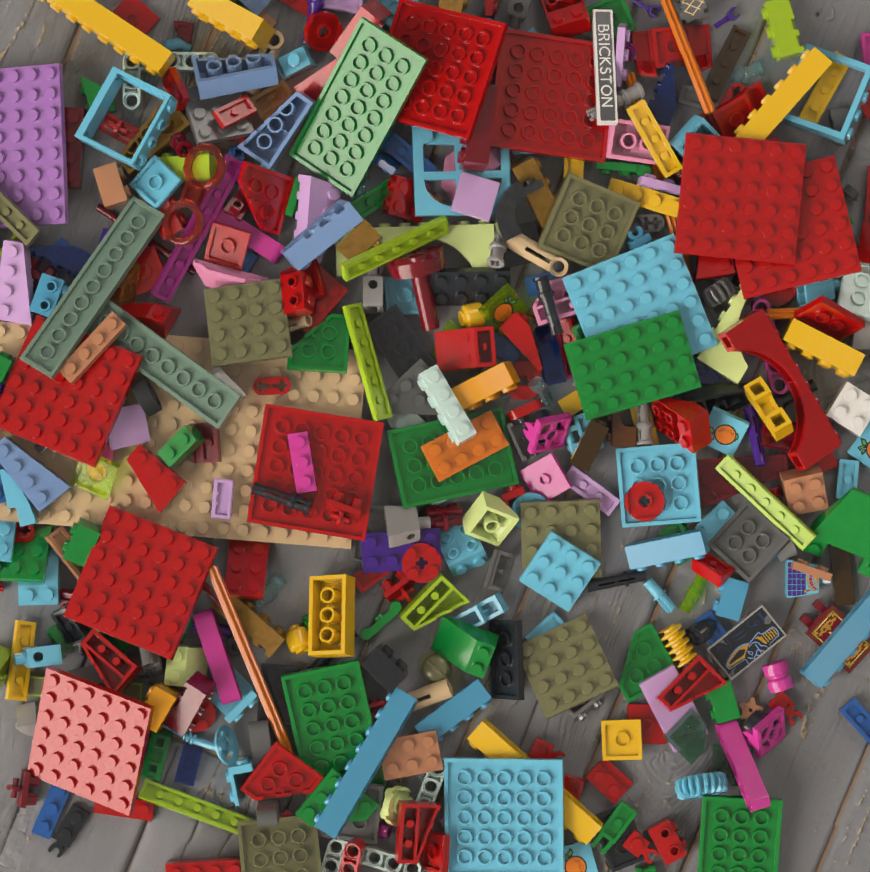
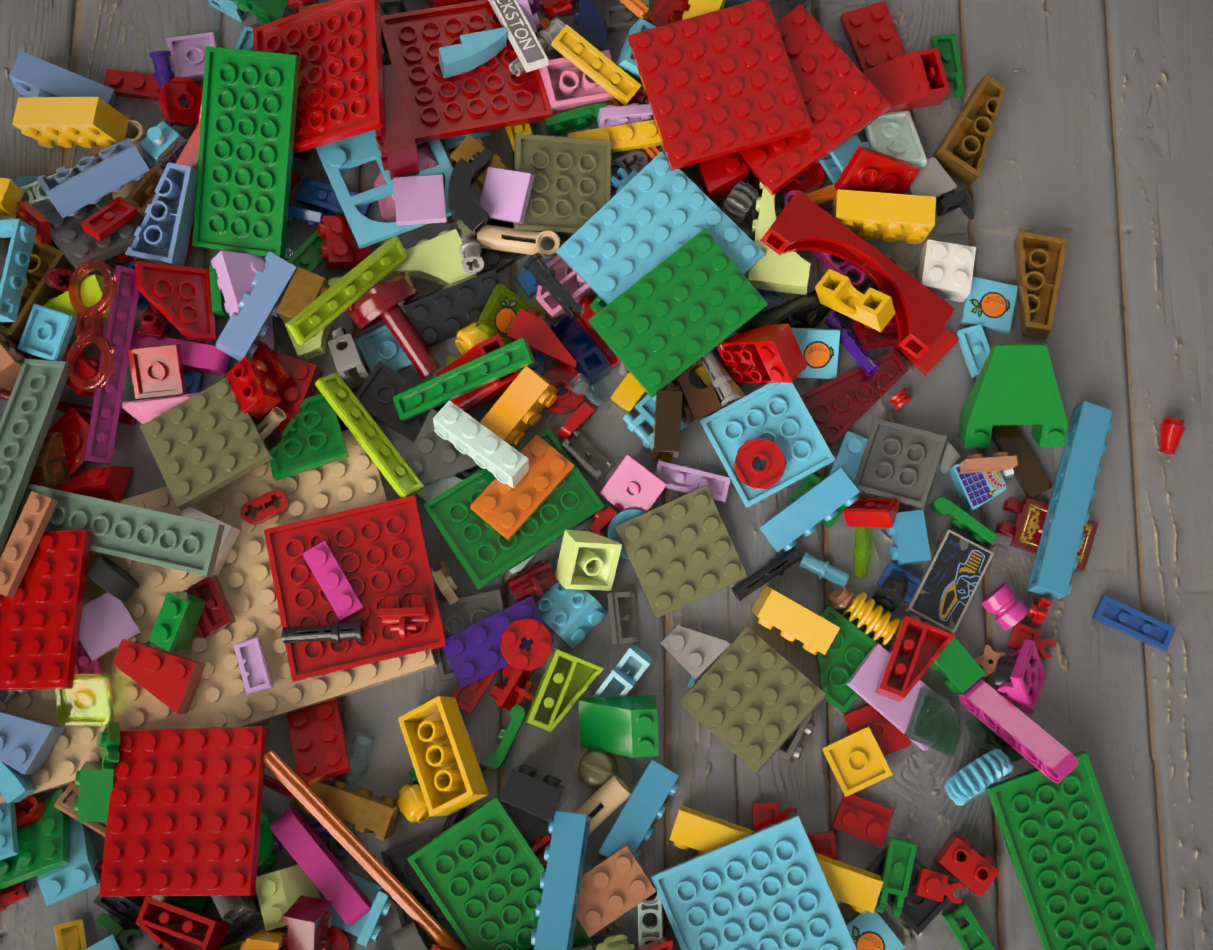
camera: 20 degrees left, 10 degrees down
(102, 512) = (108, 743): none -> green plate
(184, 30) = (30, 164): dark red tile -> none
(380, 493) = (445, 583): none -> tan plate
(403, 525) = (487, 608): light grey torso -> none
(453, 350) = (463, 379): none -> green plate
(507, 660) = (679, 721): black plate -> none
(540, 614) = (694, 649): none -> light grey wing
(541, 218) = (506, 194): none -> lavender tile
(546, 429) = (611, 430): dark pink piece -> none
(559, 571) = (695, 588): medium azure plate -> none
(561, 89) = (472, 51): none -> medium azure slope
(620, 624) = (794, 621): none -> yellow wedge
(662, 621) = (840, 598): none -> nougat plate
(765, 501) = (899, 408): lime tile -> none
(776, 601) = (963, 520): none -> green hinge
(800, 689) = (1039, 611): none -> red plate
(804, 490) = (935, 379): nougat brick -> none

